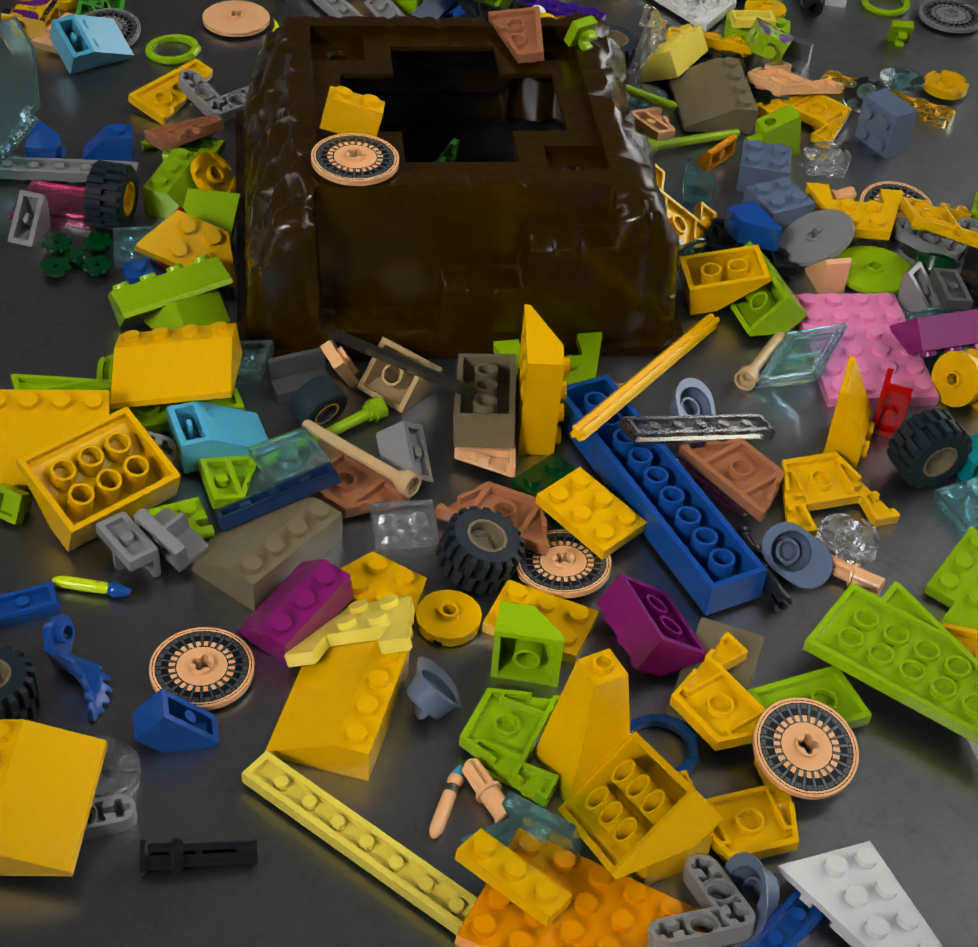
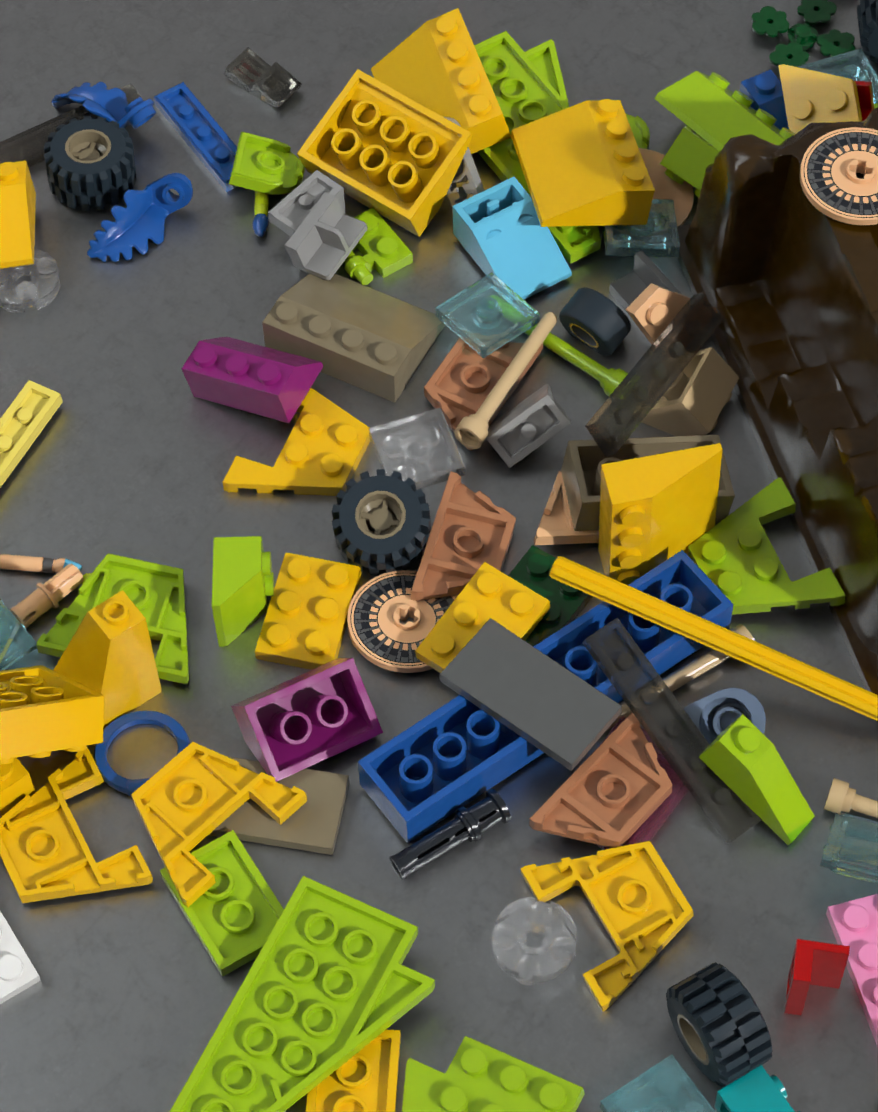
camera: 85 degrees right, 15 degrees up
(54, 572) = (265, 165): none -> lime tile
(174, 724) = (82, 316): blue slope -> none
(220, 683) = (148, 305): piece -> none
(226, 478) = (443, 270): lime wing -> none
(276, 496) = (418, 317): dark blue tile -> none
(341, 709) = (136, 450): yellow slope -> none
(361, 621) = (234, 434): light yellow wing -> none
(432, 690) = (174, 520): sand blue piece -> none
(448, 617) = (292, 536): yellow plate -> none
(669, 481) = (531, 694): none -> dark grey tile
(734, 398) = (759, 777): none -> lime slope
(787, 764) = (166, 906): piece -> none
(796, 555) = (473, 866): sand blue piece -> none
(851, 418) = (753, 912): yellow slope -> none
(857, 575) = (471, 950): light nougat axle -> none

